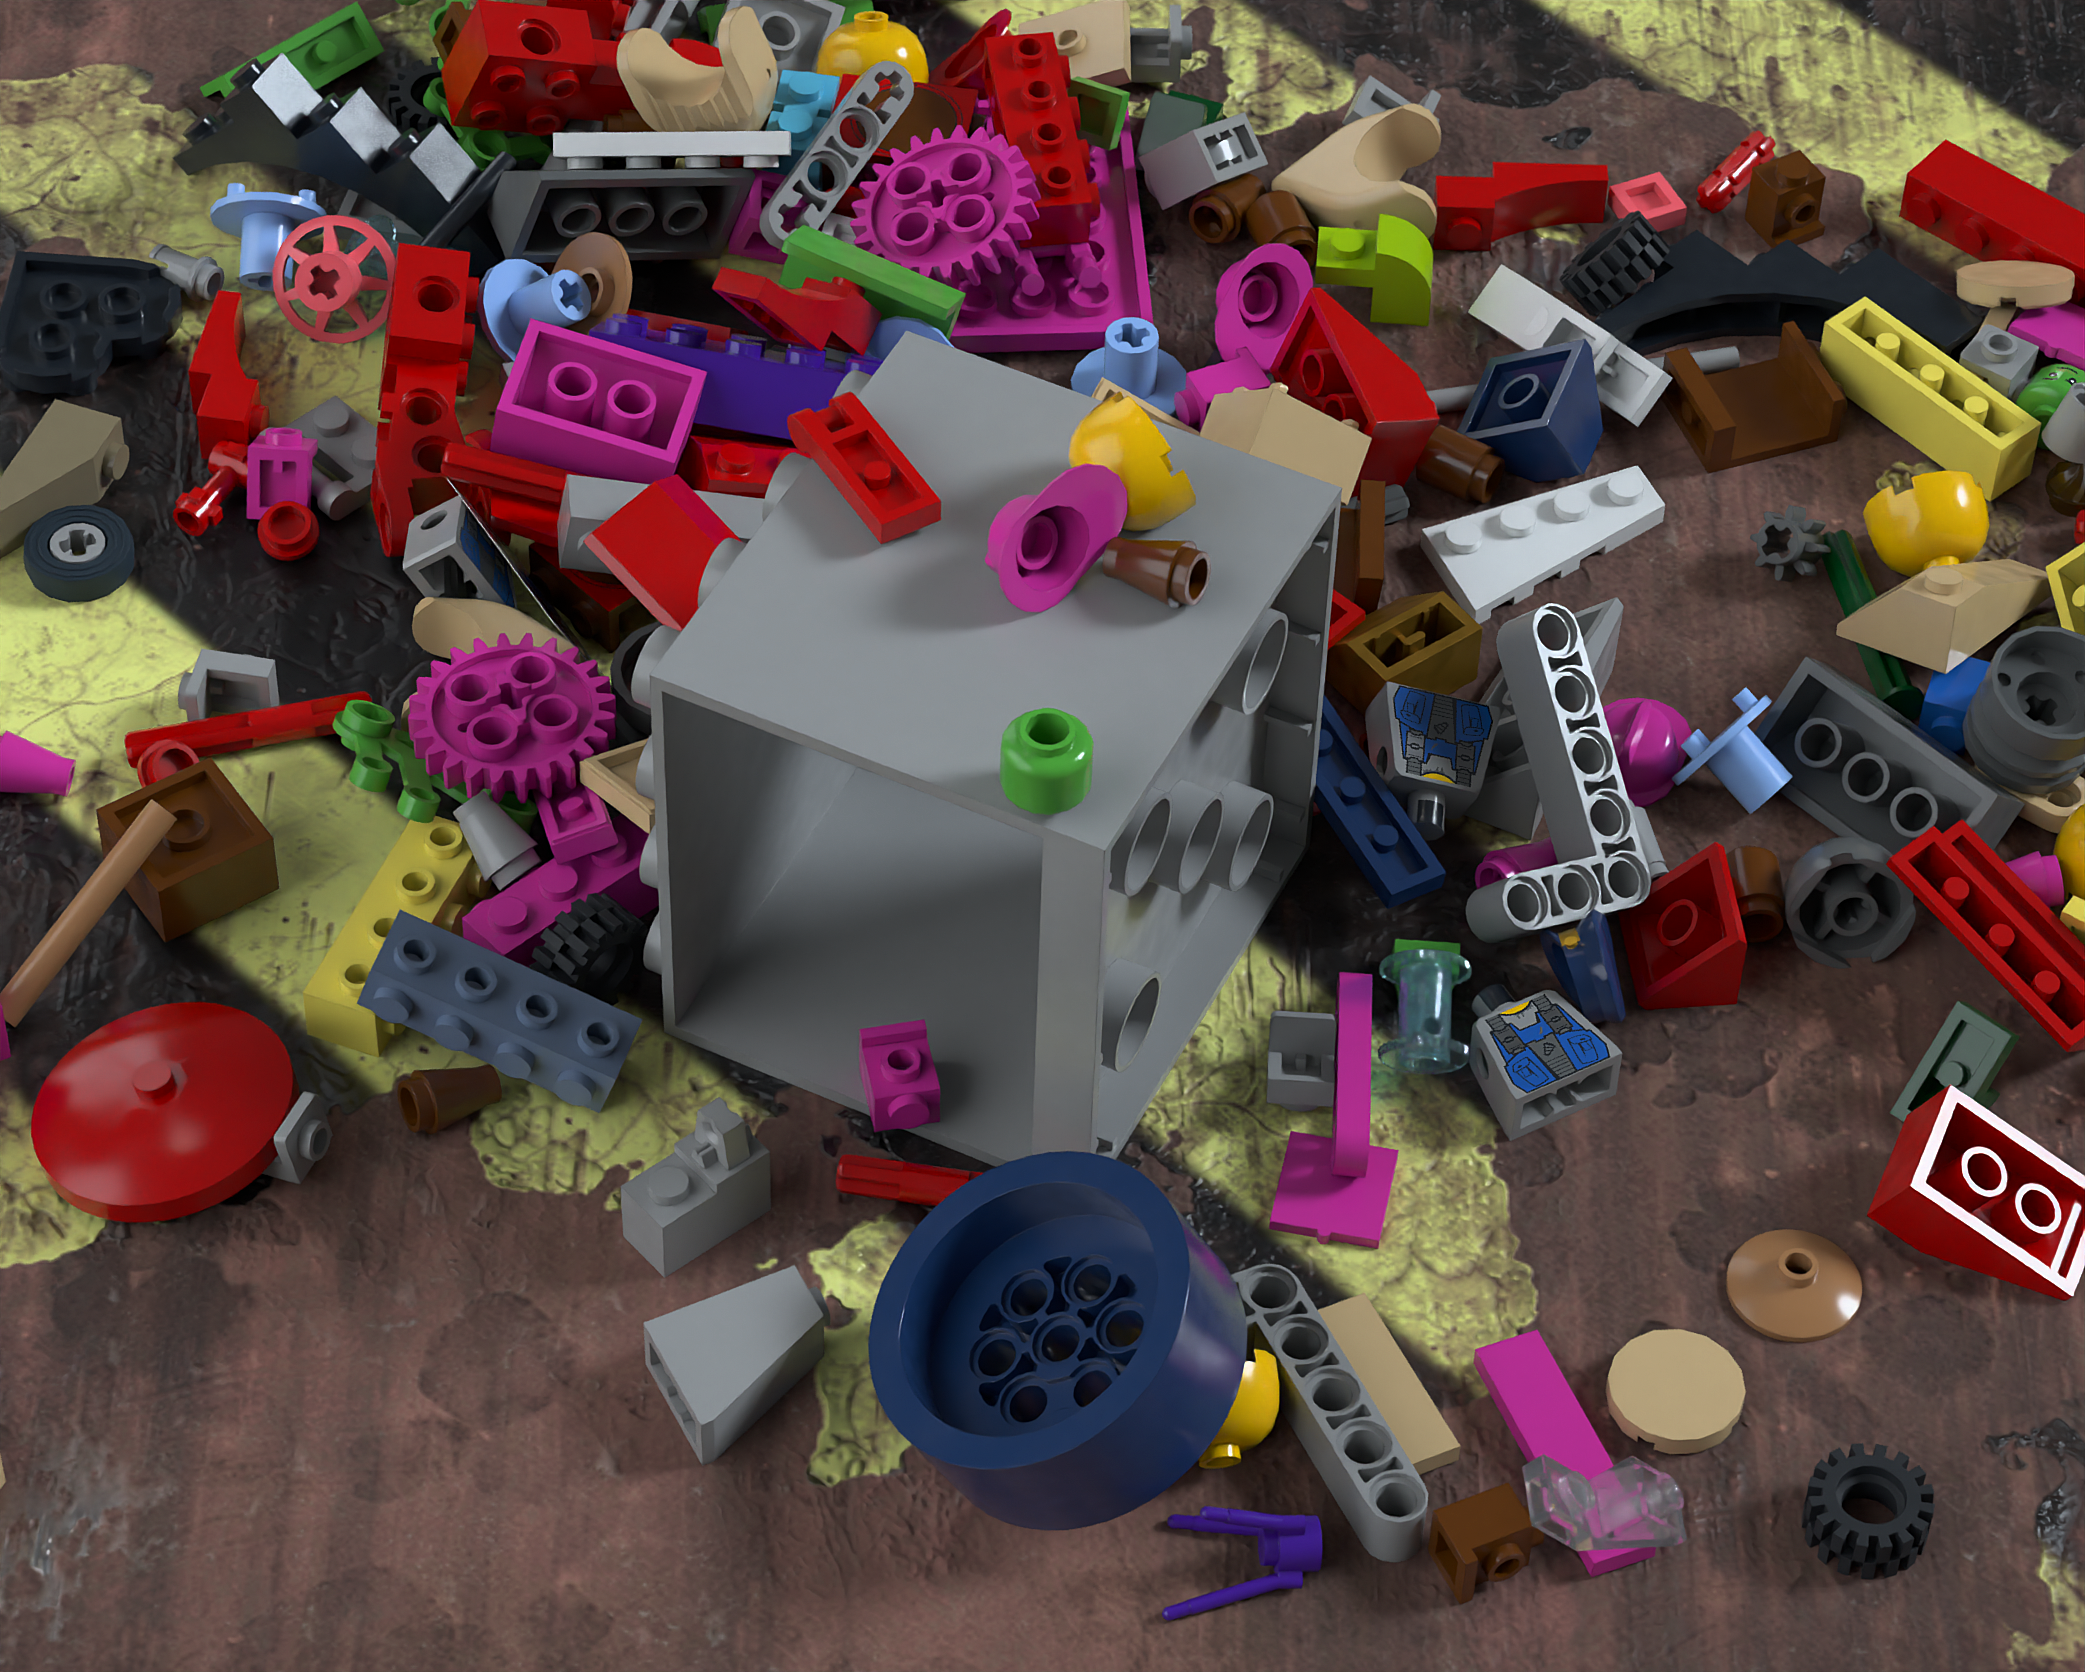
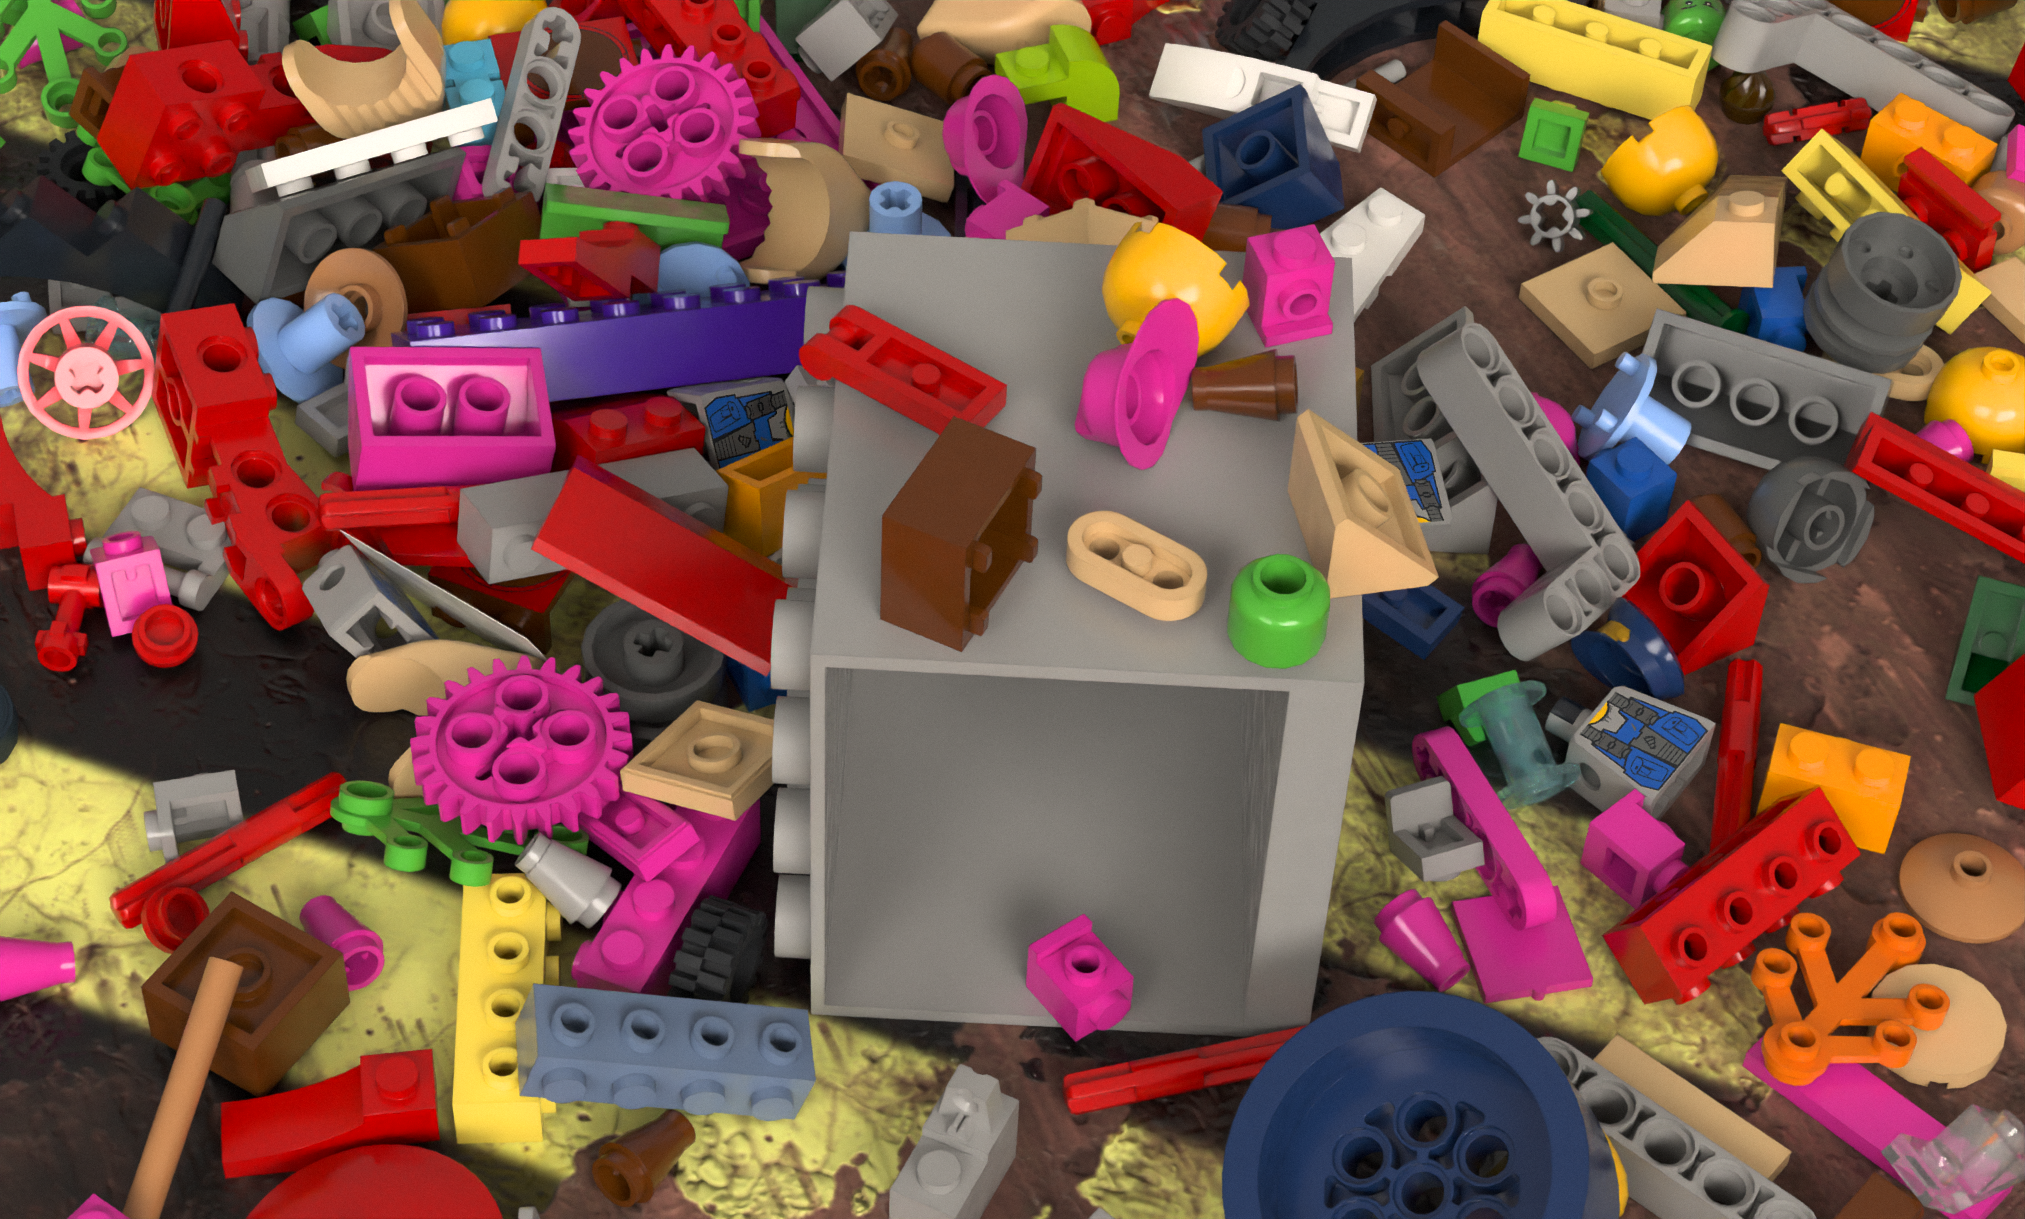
camera: 25 degrees left, 0 degrees up
(250, 972) = (375, 1103): none -> red slope
(296, 836) = (344, 932): none -> dark pink cone
(680, 266) = (462, 250): none -> reddish brown container
(806, 608) = (958, 533): none -> reddish brown container
(970, 697) = (1143, 565): none -> tan plate
(1060, 318) = (813, 210): none -> tan animal
(1173, 288) = (895, 146): none -> tan plate
(1180, 704) = (1354, 513): none -> tan slope
(1235, 1149) = (1421, 938): none -> dark pink cone
(1248, 491) = (1289, 285): none -> dark pink brick
(1482, 1142) = (1632, 850): none -> dark pink brick
(1518, 1360) = (1802, 1049): none -> orange plant
(1544, 1209) = (1732, 897): none -> red brick
(1638, 1101) = (1737, 749): none -> red axle
(1688, 815) = (1633, 486): none -> blue brick
(1708, 1150) = (1857, 779): none -> light orange brick
(1778, 630) = (1598, 304): none -> tan plate
(1843, 464) = (1554, 134): none -> bright green tile

